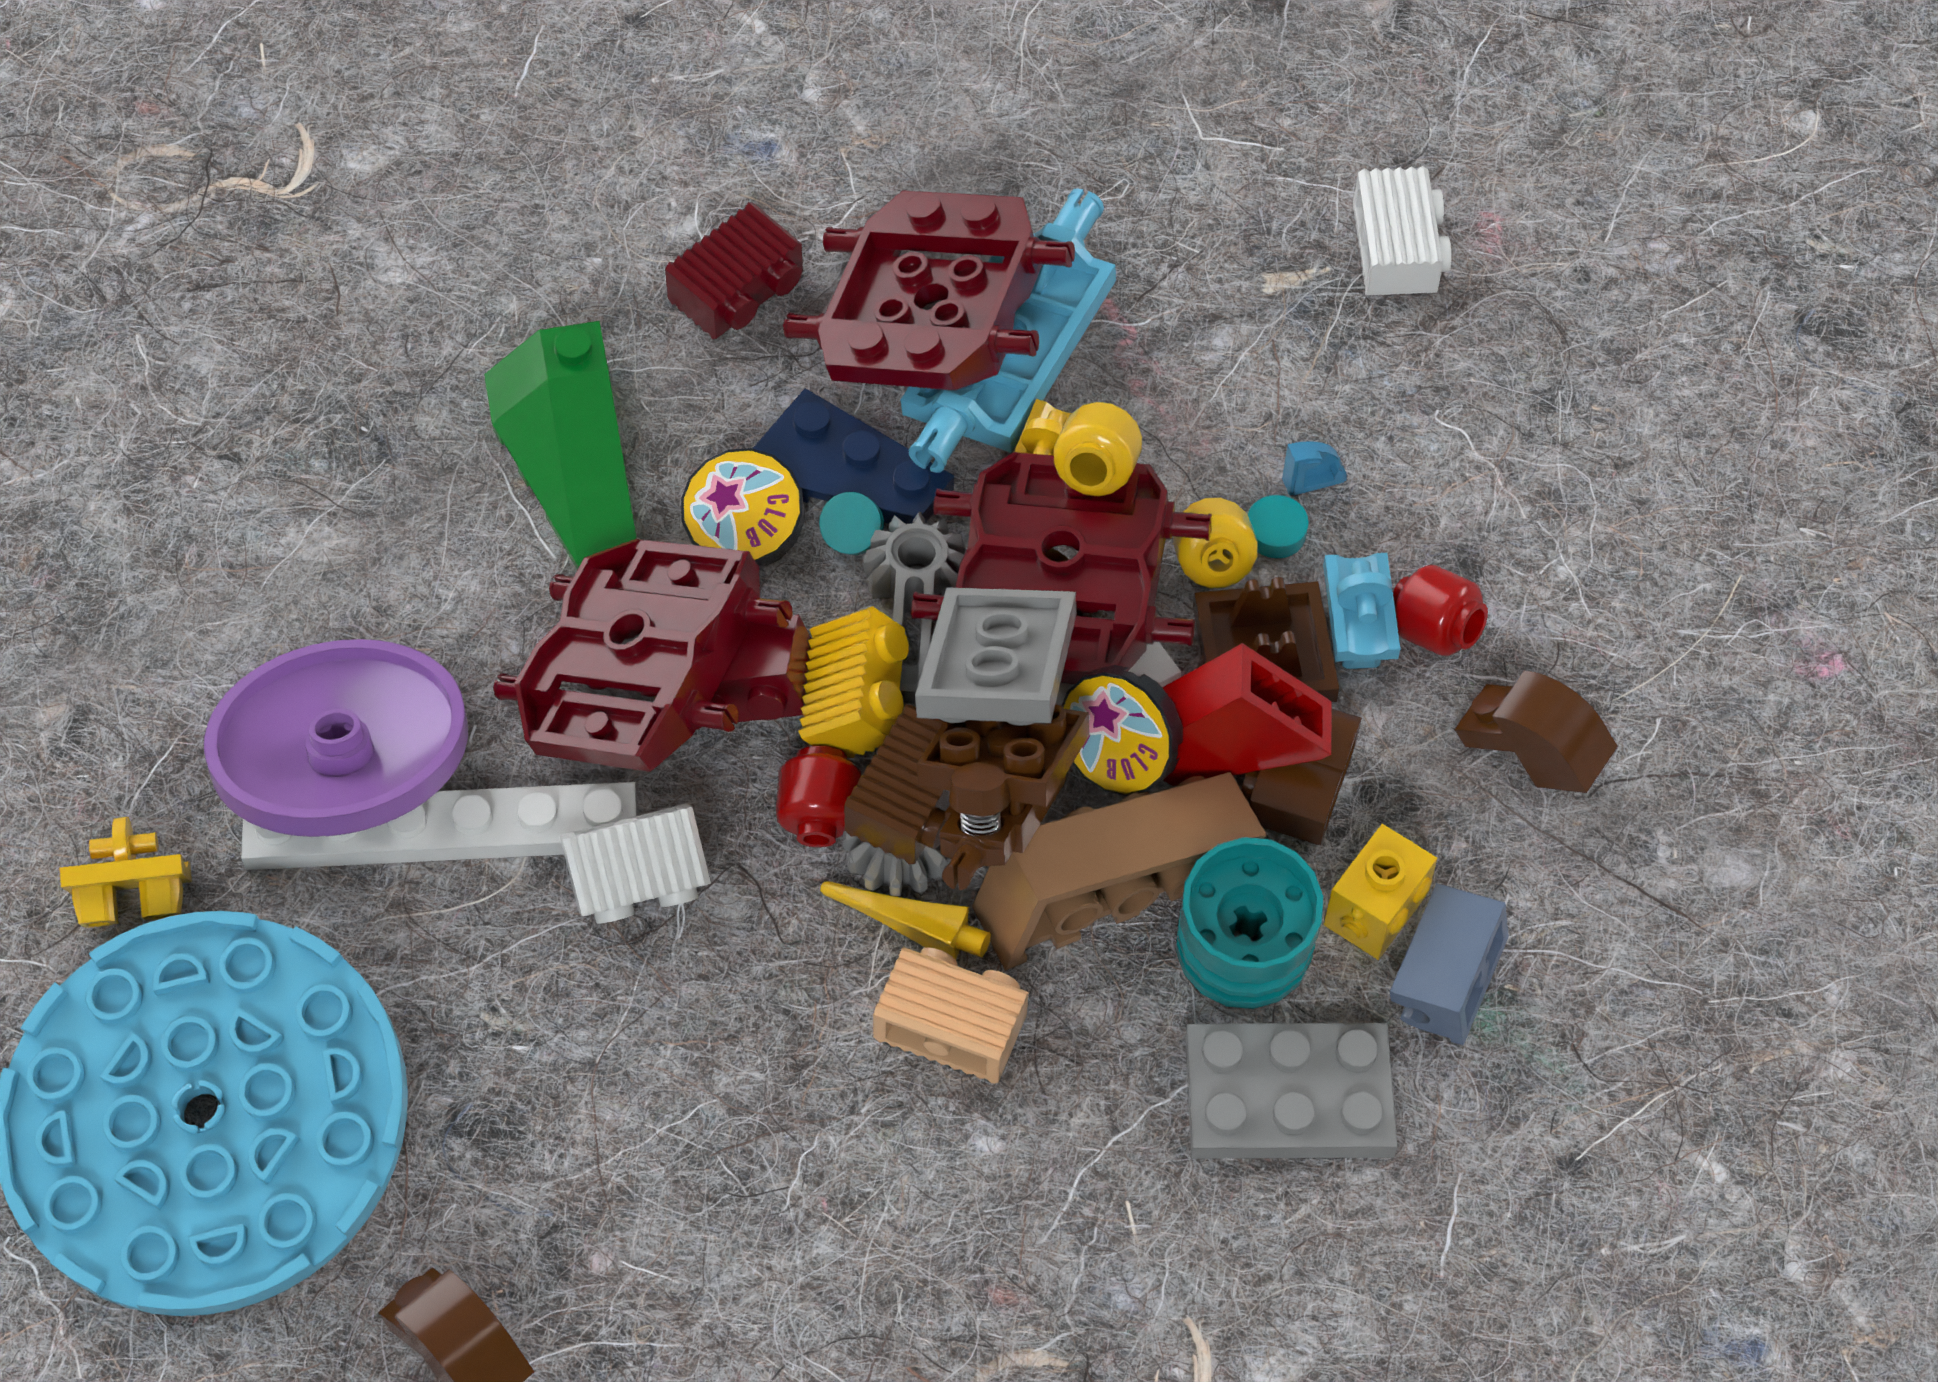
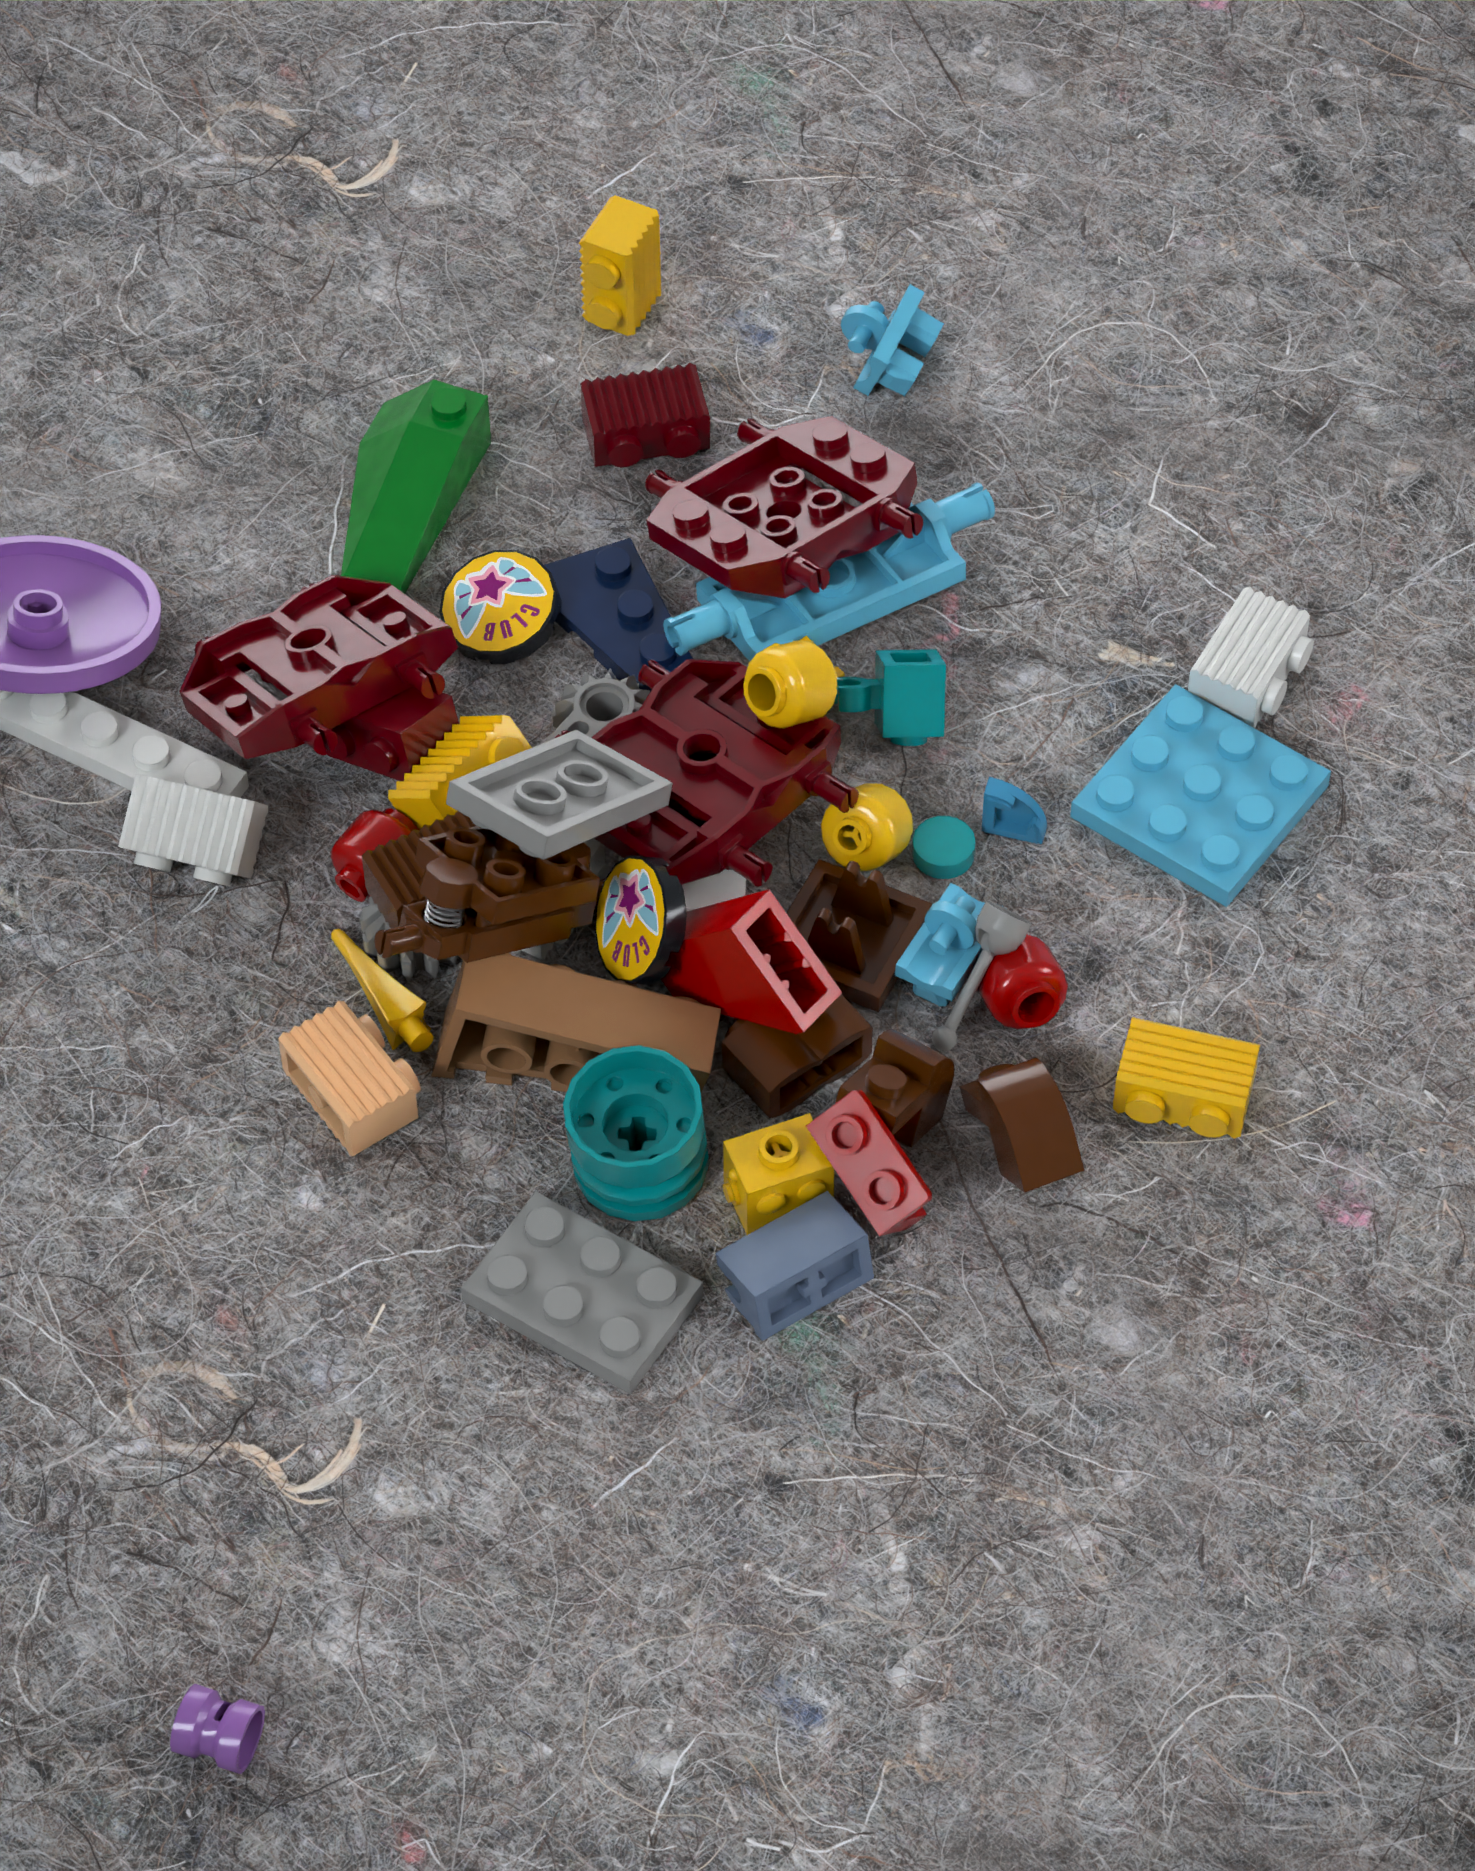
camera: 35 degrees right, 5 degrees down
(619, 142) = (621, 265): none -> yellow brick
(850, 522) = (579, 653): teal tile -> none
(885, 99) = (870, 329): none -> medium azure hips
(1164, 403) = (904, 695): none -> teal brick
(1411, 578) = (998, 933): none -> light grey hinge
(1431, 759) = (904, 1084): none -> reddish brown brick
(1442, 370) = (1200, 795): none -> medium azure plate
(1467, 837) = (871, 1163): none -> bracket
(1630, 621) = (1185, 1078): none -> yellow brick

